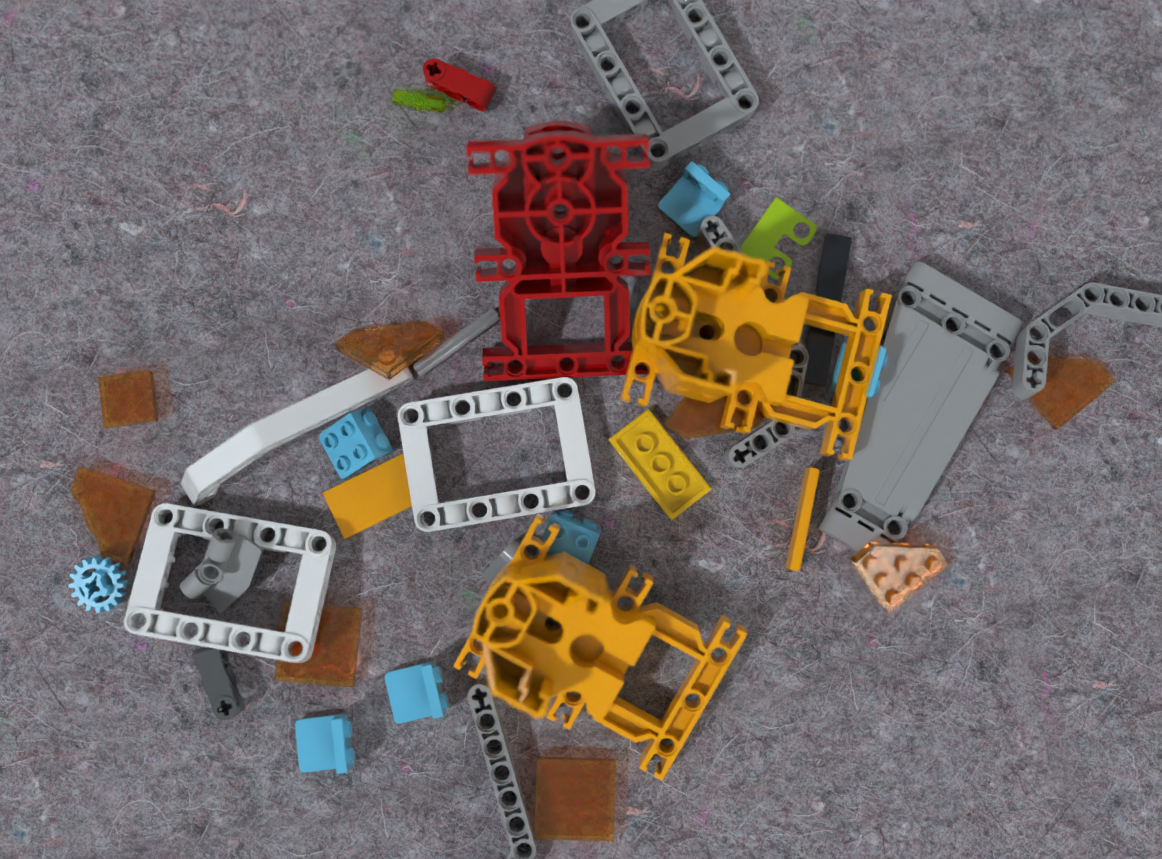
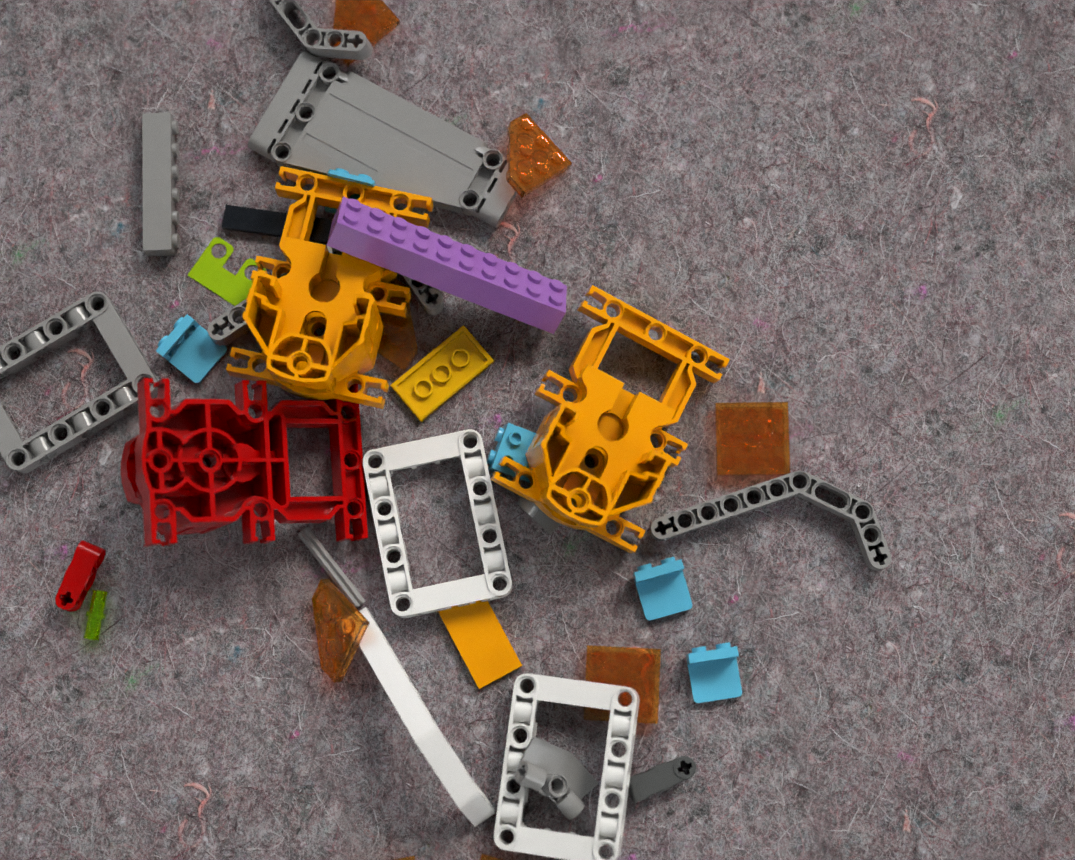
camera: 85 degrees left, 5 degrees down
(355, 442) = (430, 660): medium azure bracket -> none
(773, 473) = (447, 265): none -> medium lavender brick
(802, 518) = (491, 242): light orange tile -> none
(876, 167) = (159, 184): none -> light grey brick

